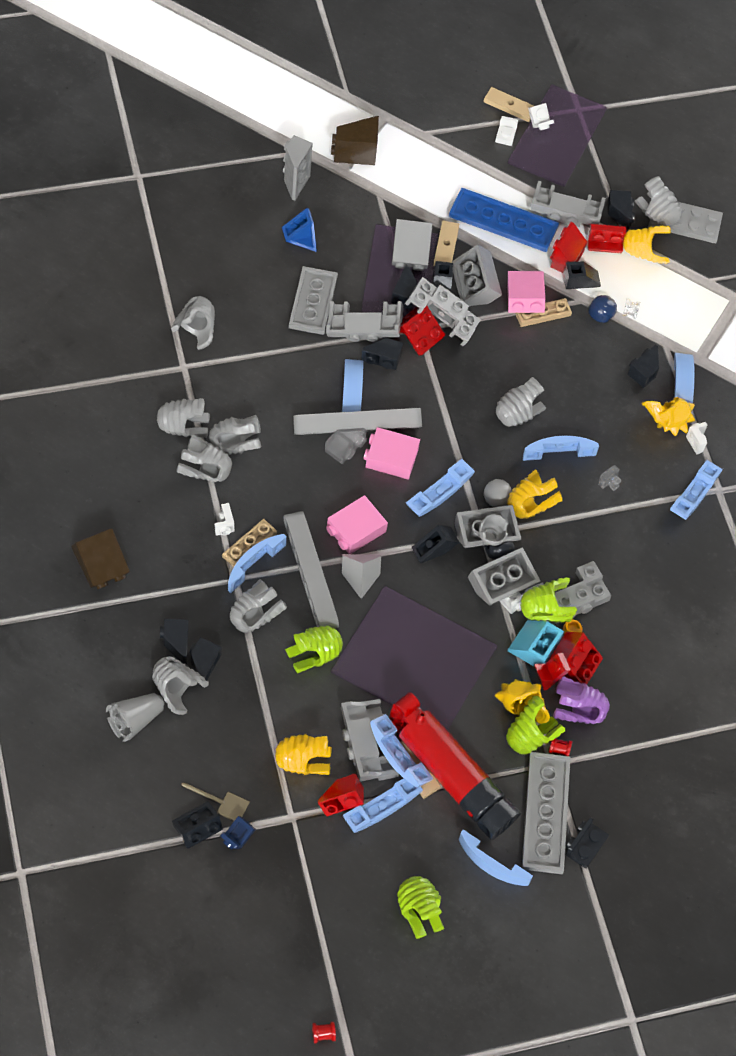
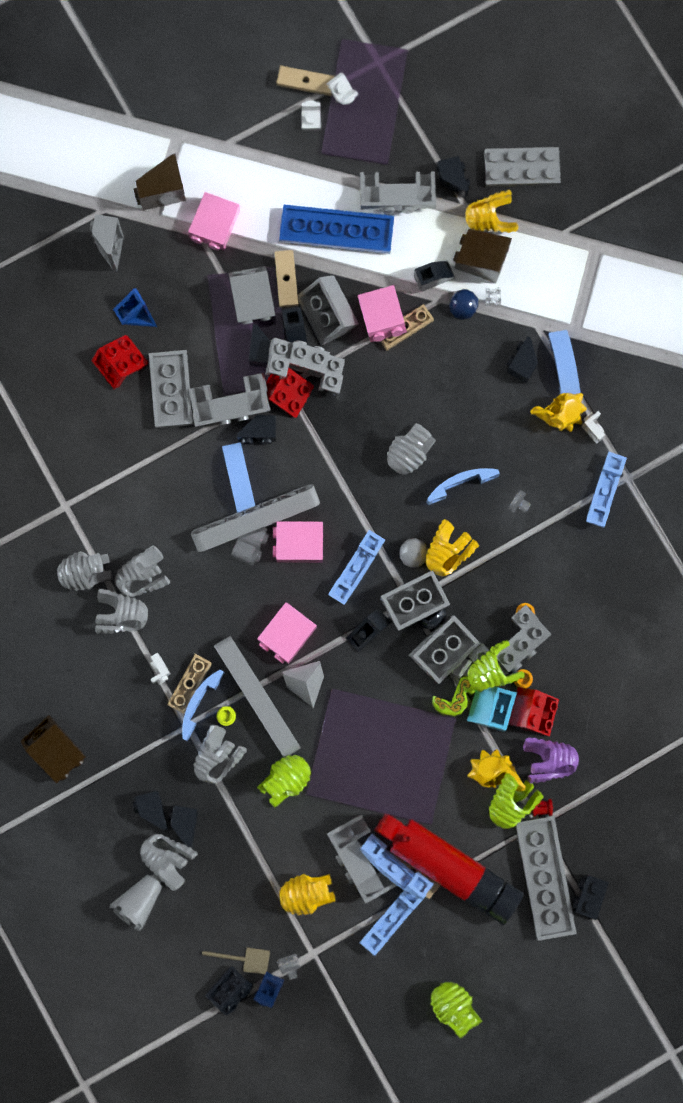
camera: 10 degrees left, 20 degrees up
(197, 319) = (62, 449): light grey hair -> none
(265, 817) = (289, 964): none -> clear tile
(272, 263) = (119, 360): none -> red bracket
(275, 579) = (226, 716): none -> neon yellow plate
(342, 795) = (354, 922): red slope -> none
(395, 183) = (214, 221): none -> bright pink brick
(493, 529) = (422, 610): light grey hair -> none
(503, 631) = (459, 700): none -> lime animal
(515, 876) = (532, 950): light blue slope -> none
(552, 671) = (515, 736): red slope -> none
(568, 248) = (413, 247): red slope -> none
(606, 238) = (447, 221): red bracket -> none
(632, 272) = (482, 254): none -> dark brown slope
(663, 204) = (496, 169): light grey hair -> none

